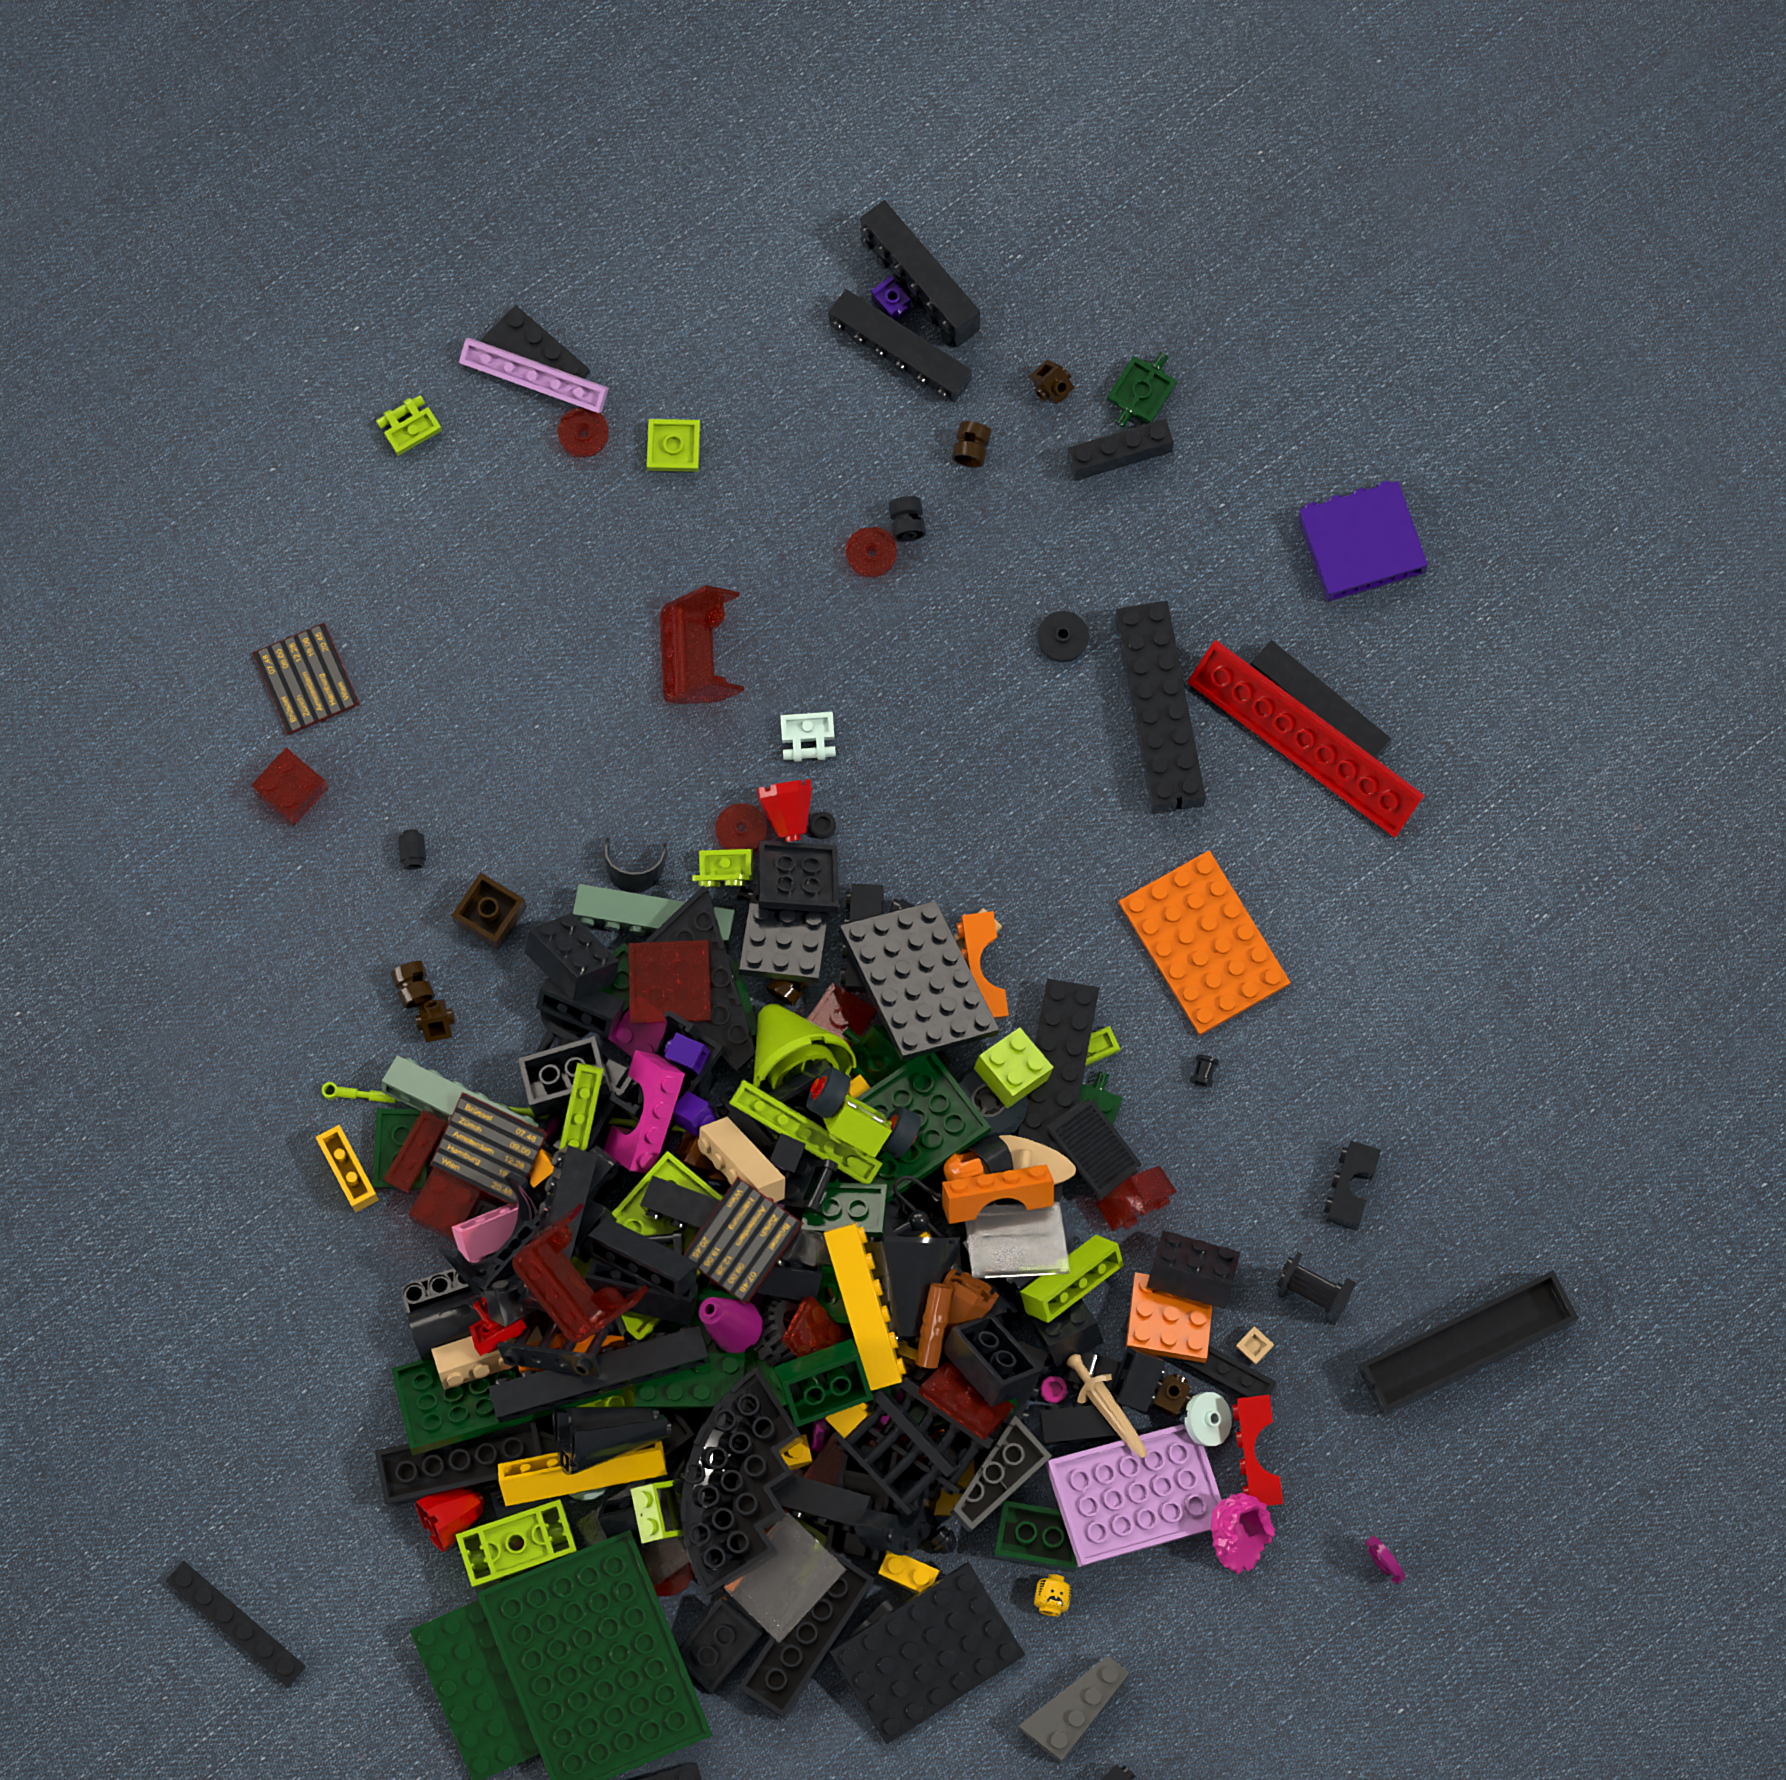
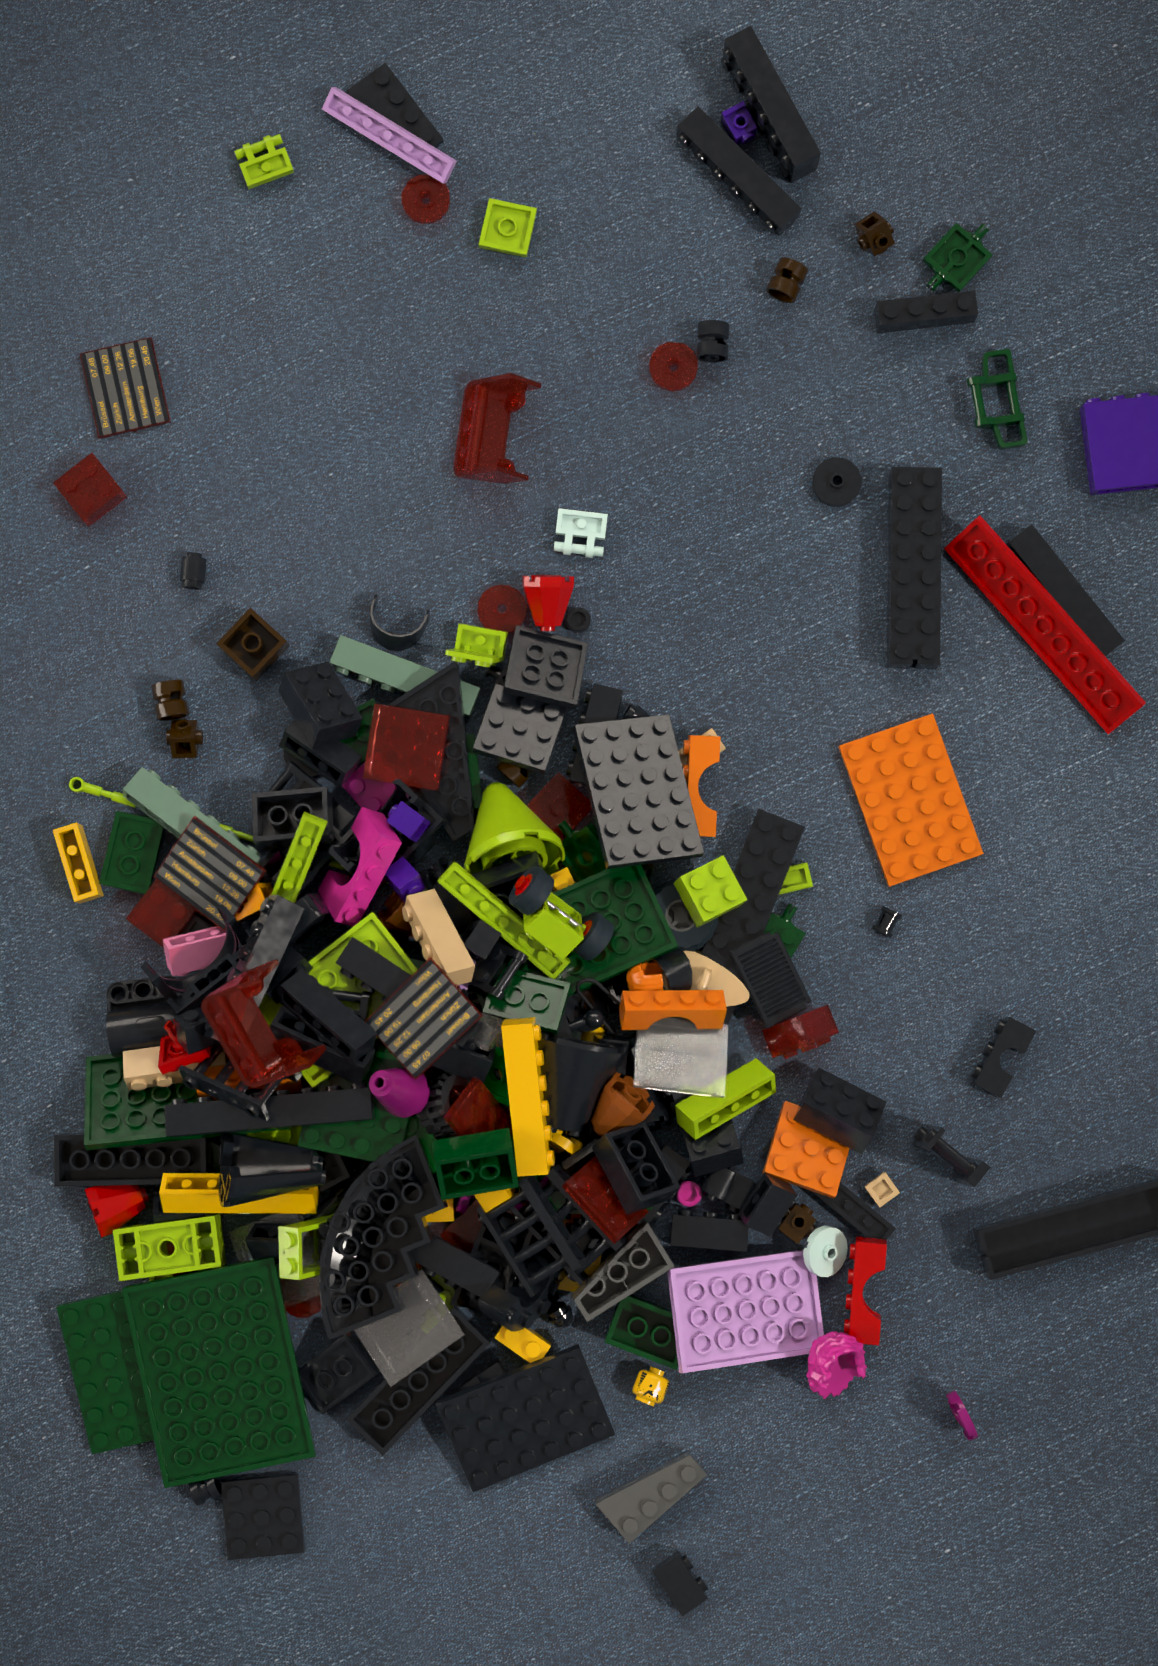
camera: 10 degrees right, 10 degrees up
(415, 1151) = (142, 860): clear red plate -> none
(934, 1325) = (588, 1125): dark orange axle -> none
(1106, 1404) = (729, 1211): tan sword -> none
(1218, 501) = (985, 381): none -> dark green bar

